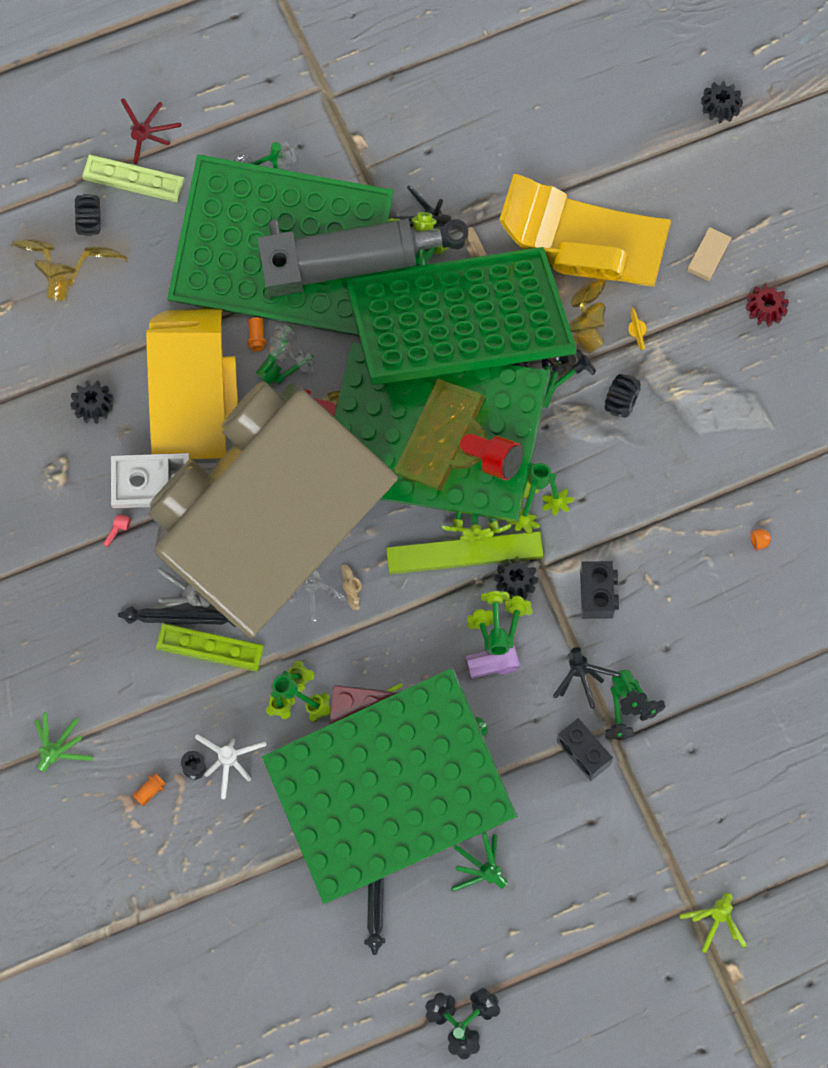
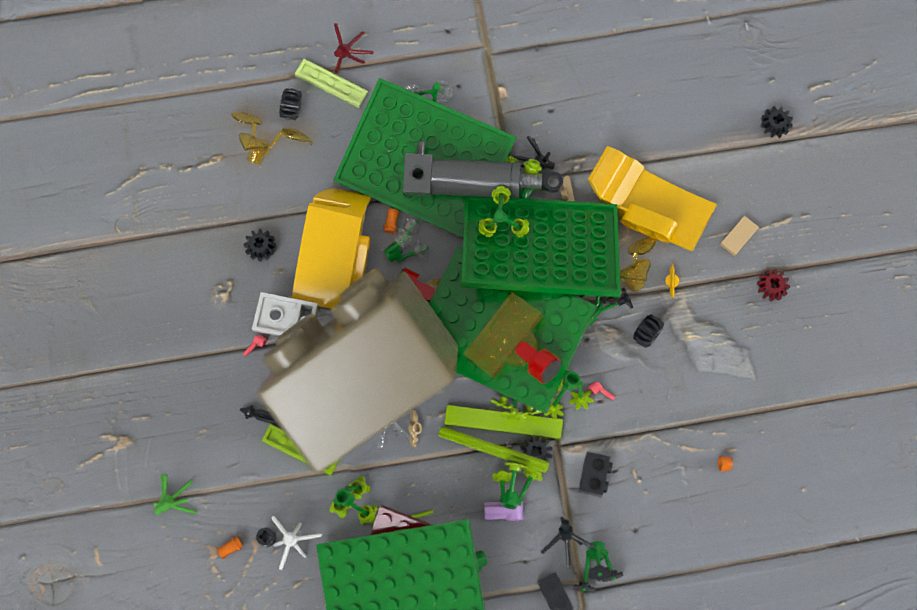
camera: 15 degrees right, 5 degrees up
(387, 305) = (488, 226): none -> lime plant
(459, 586) = (494, 449): none -> lime axle
(574, 482) = (596, 387): none -> coral hand

